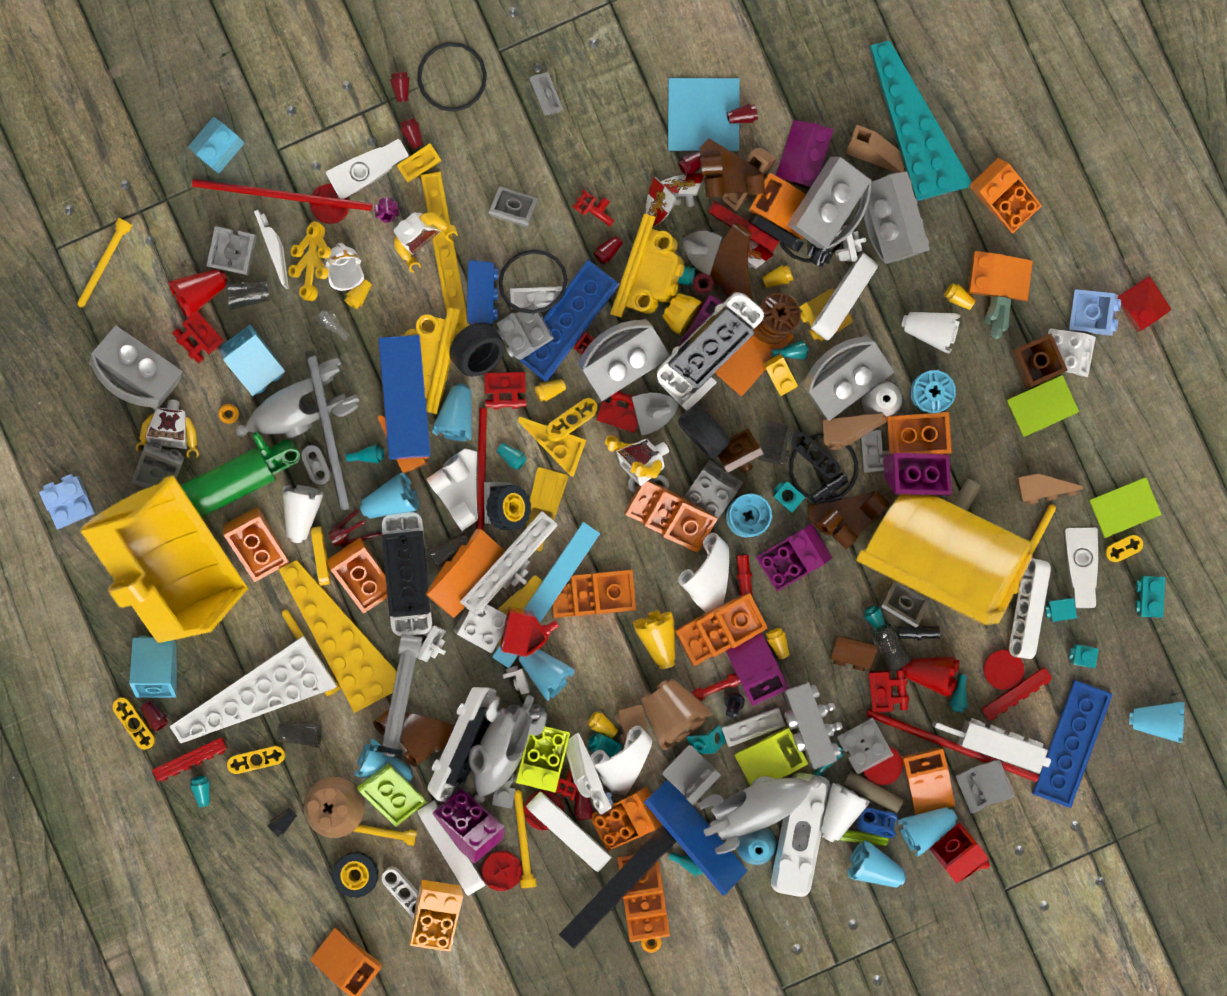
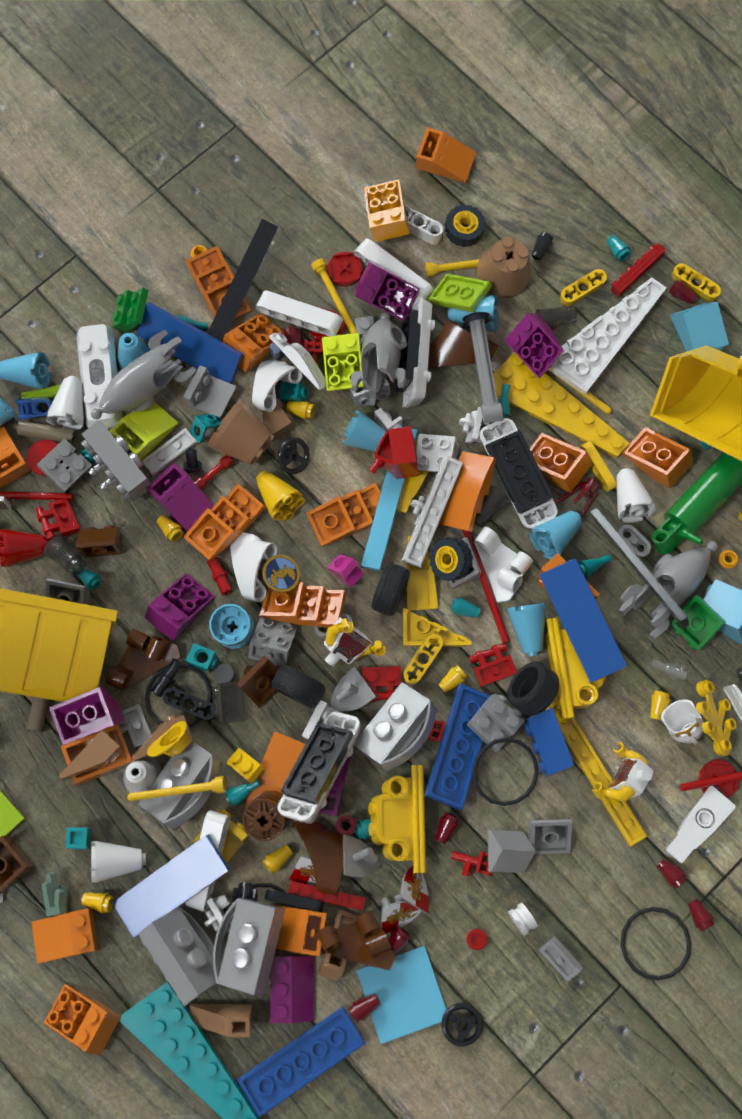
camera: 165 degrees right, 15 degrees down
(288, 356) = (702, 624): none -> green plate
(336, 705) = (535, 343): none -> magenta slope
(386, 210) = (665, 791): magenta gear -> none
(391, 657) = (504, 400): none -> teal cone
(419, 163) = (653, 847): yellow plate -> none
(539, 296) = (493, 761): white tile -> none
(557, 206) = (509, 851): none -> light grey slope
(568, 140) = (522, 919): none -> white wheel
(579, 496) = (390, 589): none -> black tyre
(616, 536) = (346, 570): none -> dark pink brick
(617, 139) = (476, 939): none -> red tile
(630, 677) = (289, 454): none -> black piece
(662, 62) = (476, 1017): none -> black piece
(682, 313) = (356, 791): yellow piece -> none
(682, 551) = (281, 573): none -> shield
(745, 897) = (129, 309): none -> green plate
(771, 474) = (224, 673): none -> dark grey tile
(813, 359) = (216, 785): none -> yellow piece
(816, 89) = (300, 1061): none -> blue tile
(844, 417) = (172, 742): none -> yellow piece
(886, 284) = (171, 885): none -> tile
(918, 432) = (94, 755): none -> medium nougat slope
(919, 632) = (40, 581): black pin -> none
(923, 399) = (104, 807): medium azure wheel -> none
(960, 360) = (78, 838): none -> teal brick

